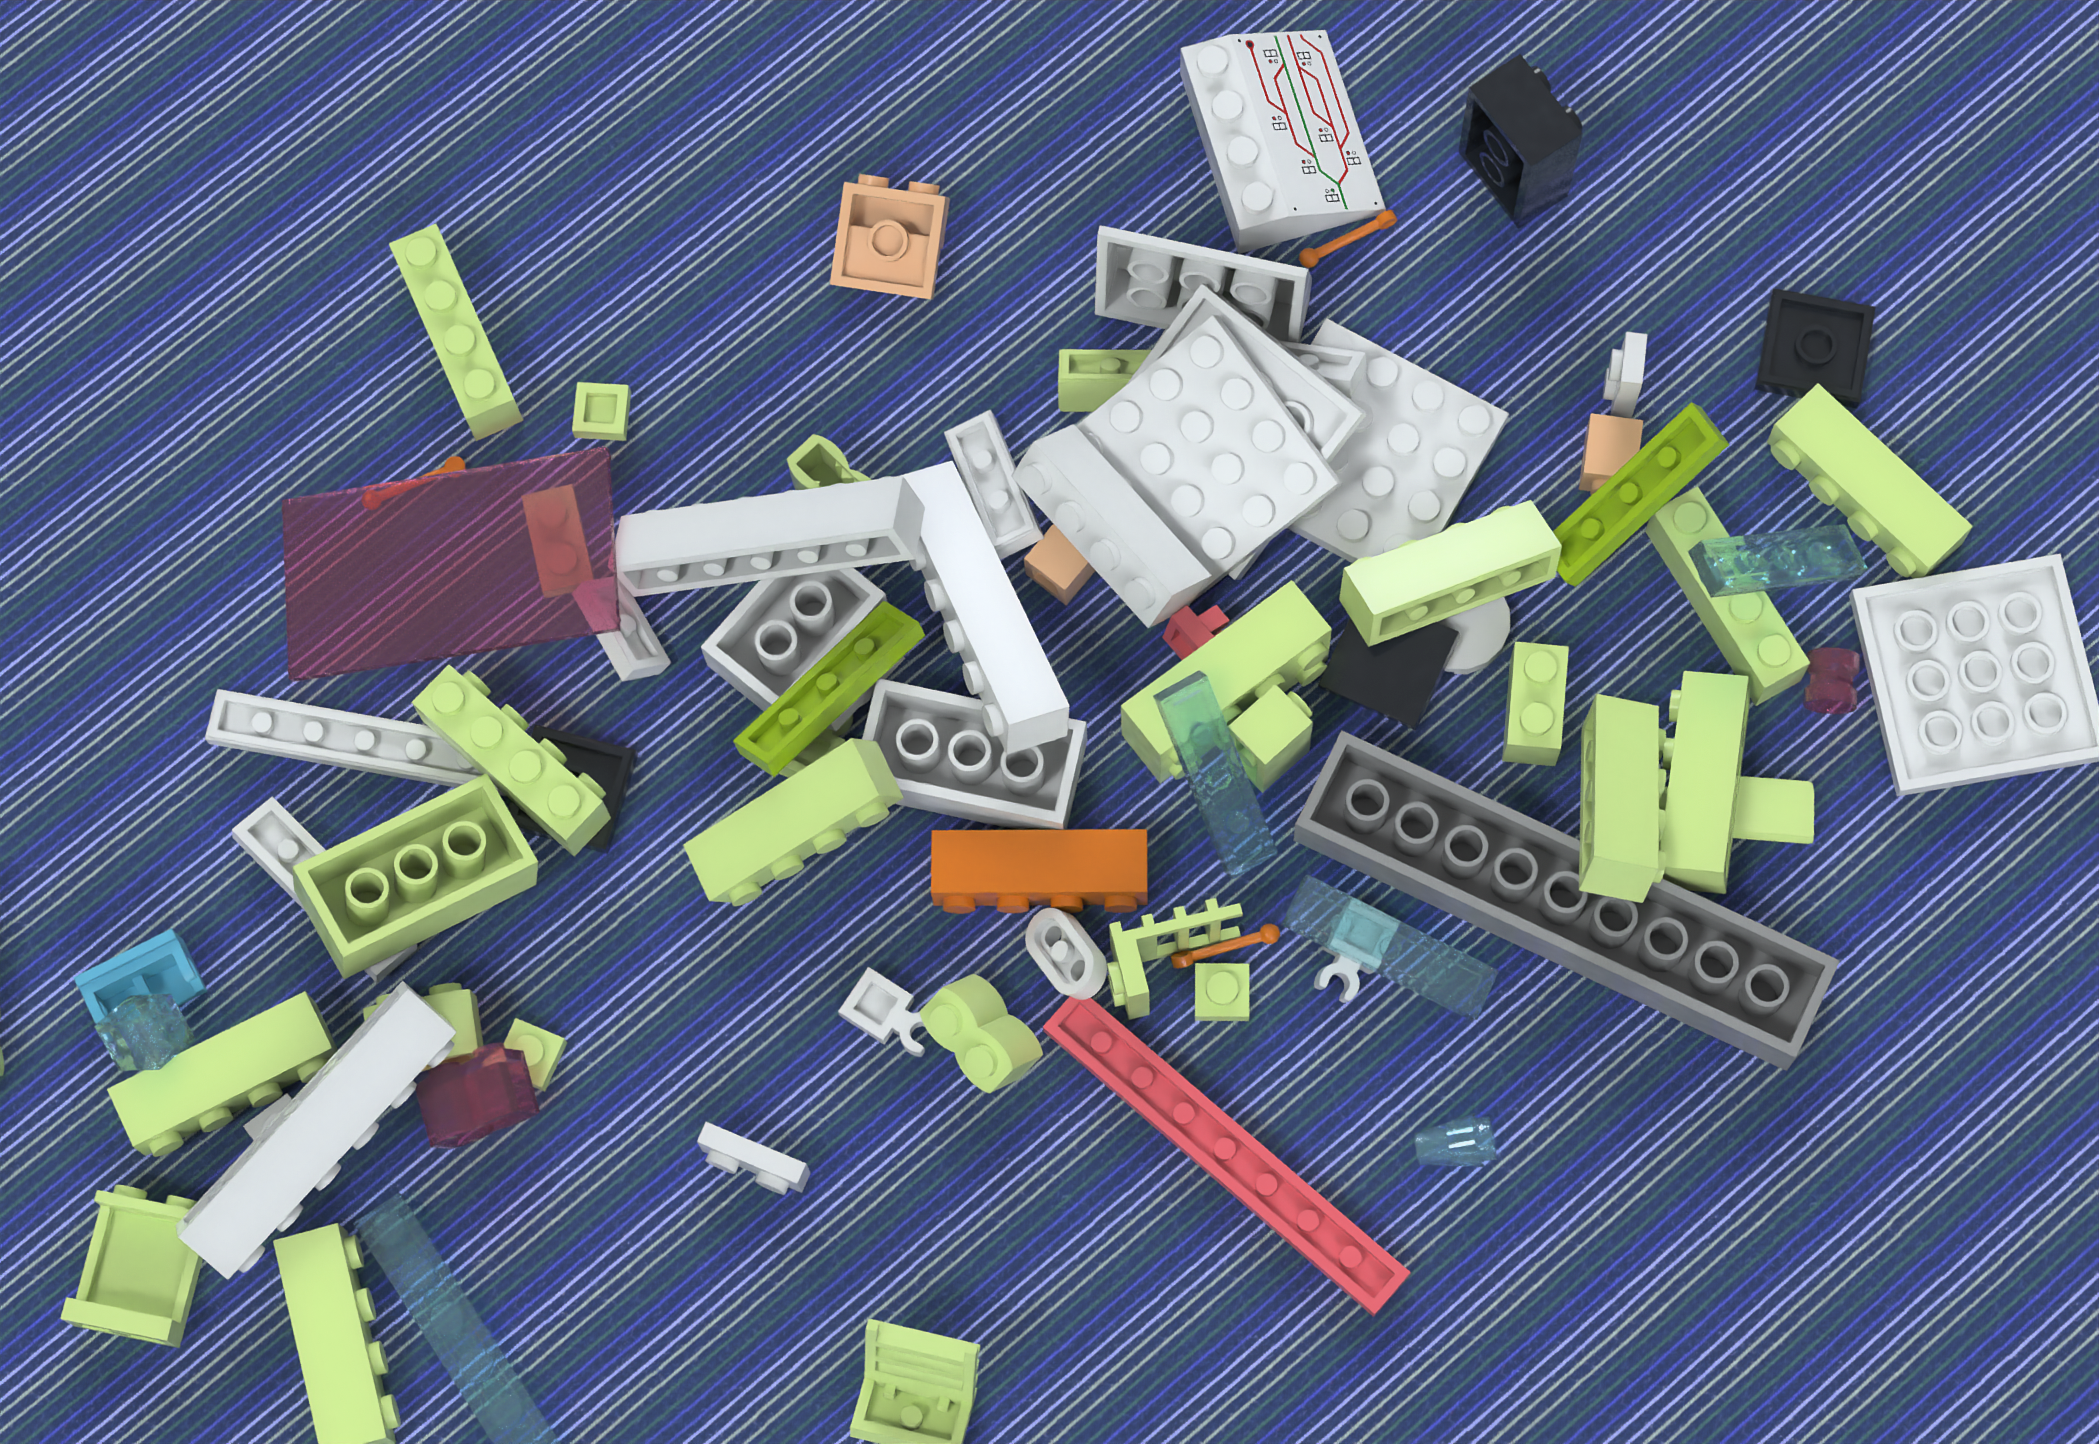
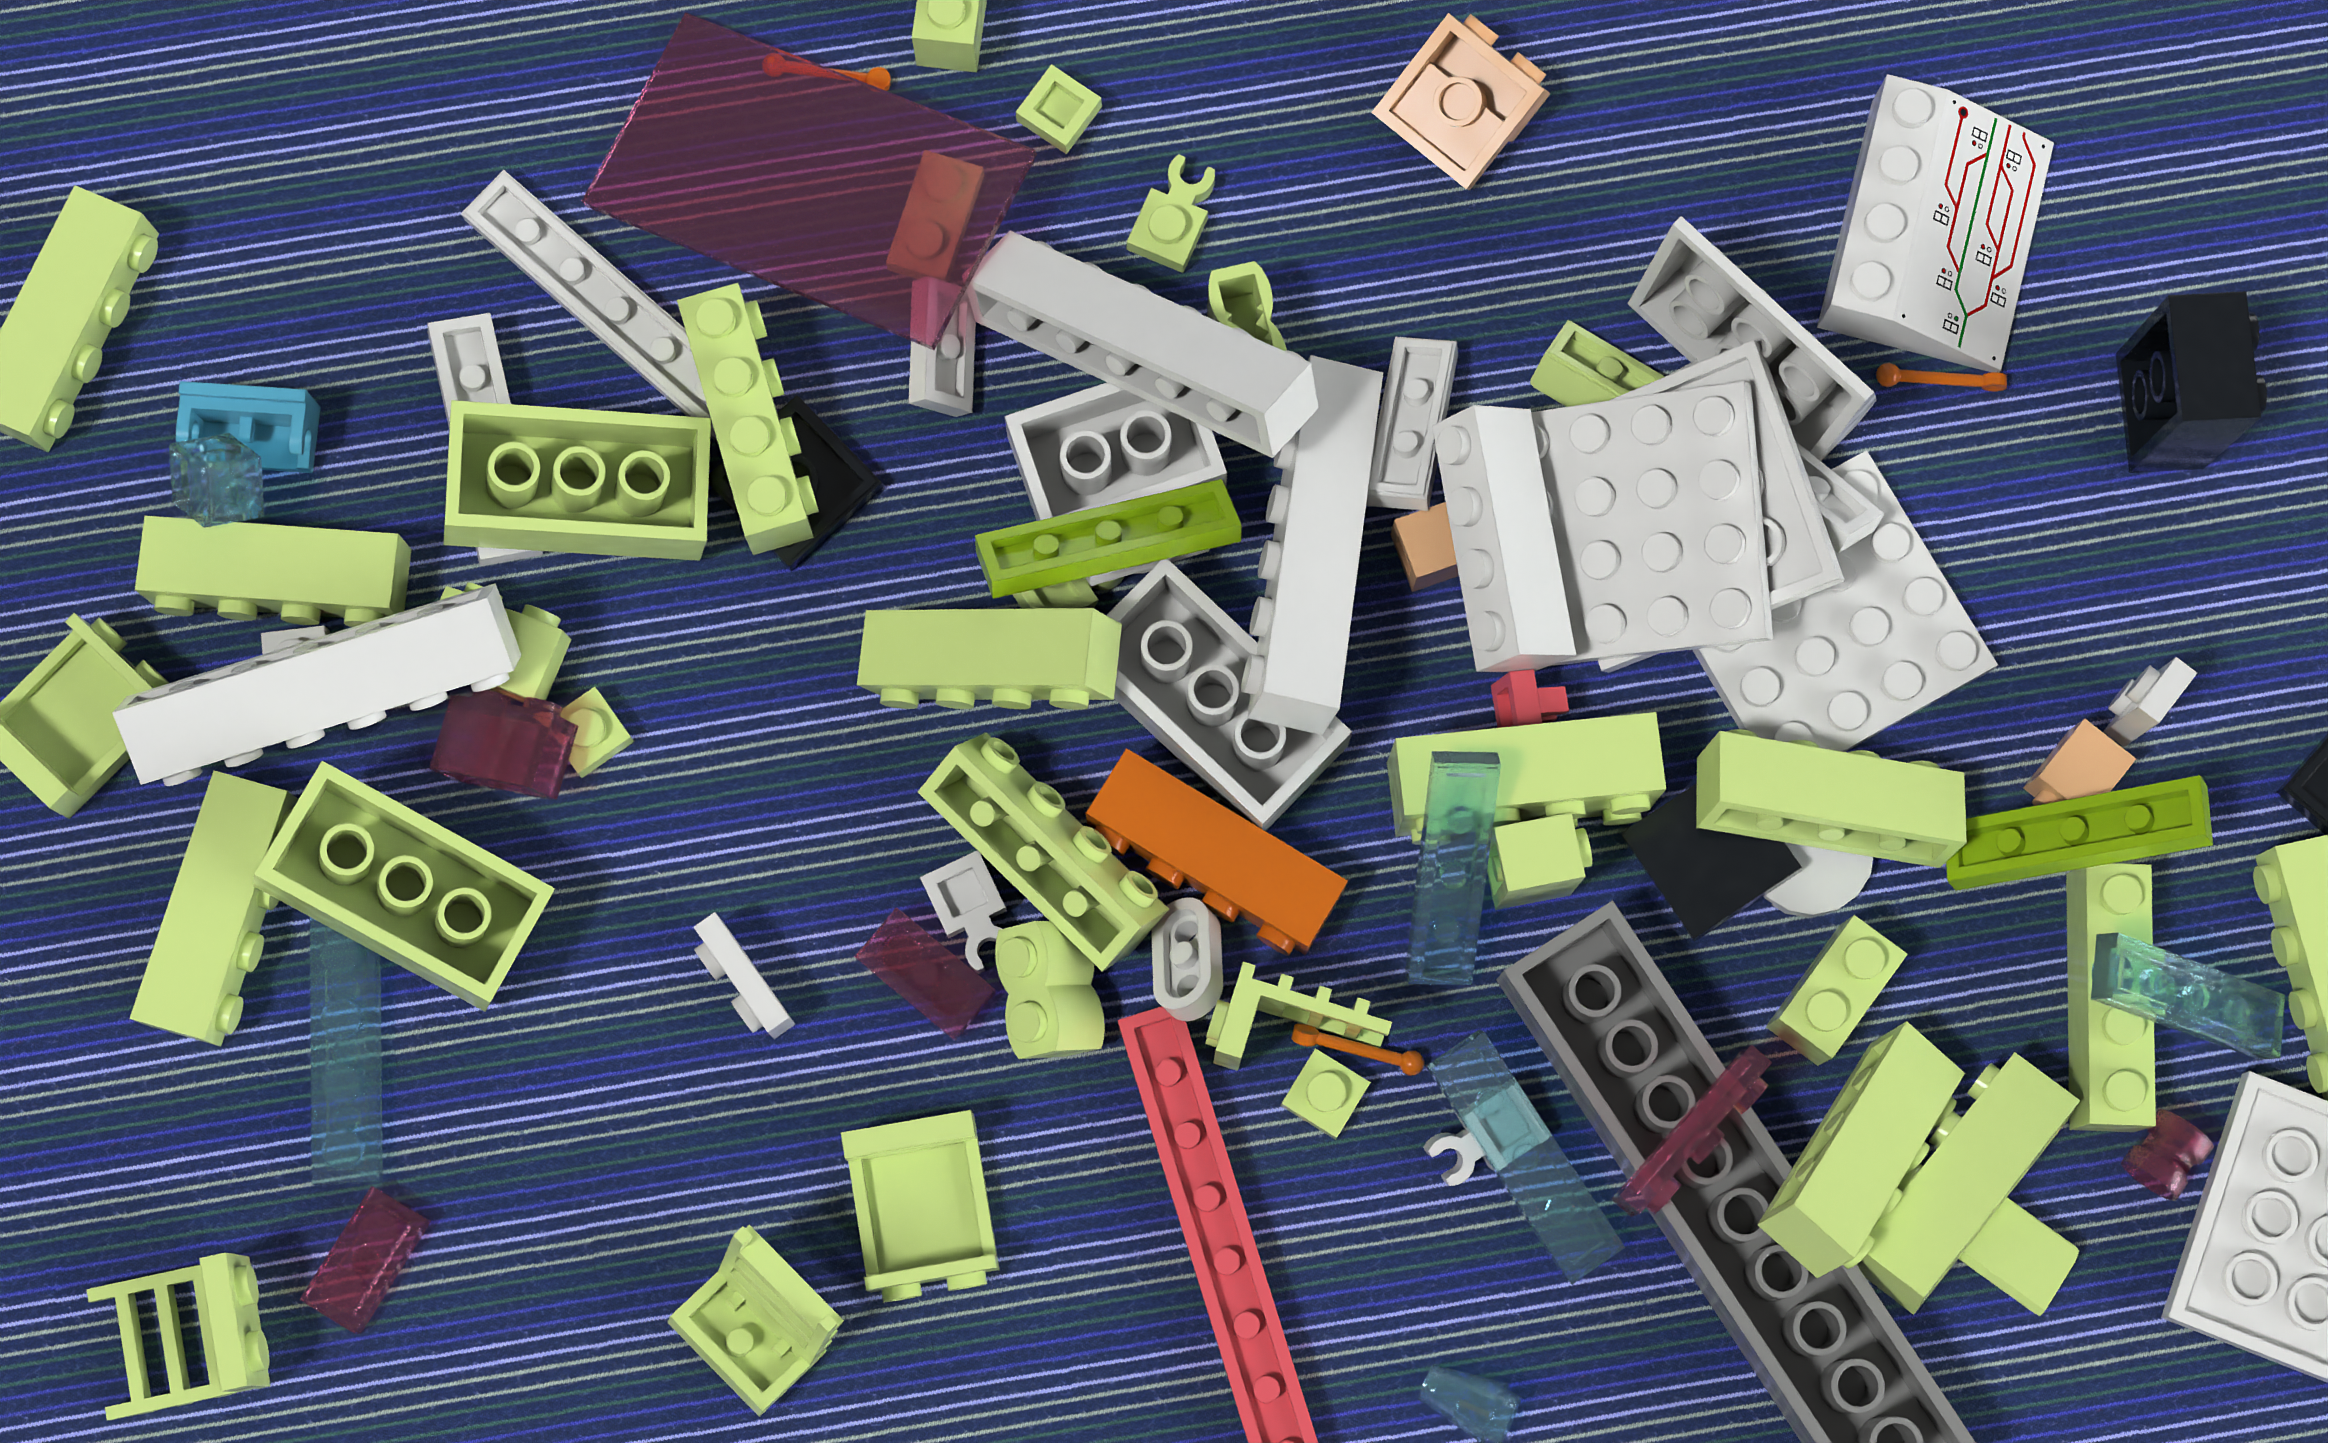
camera: 25 degrees right, 5 degrees up
(468, 1238) = (402, 886): none -> yellowish green brick
(733, 445) = (1170, 222): none -> yellowish green plate
(884, 1078) = (925, 974): none -> clear pink plate
(916, 936) = (1044, 849): none -> yellowish green brick
(981, 1242) = (921, 1204): none -> yellowish green panel
(1498, 854) = (1694, 1134): none -> clear pink plate

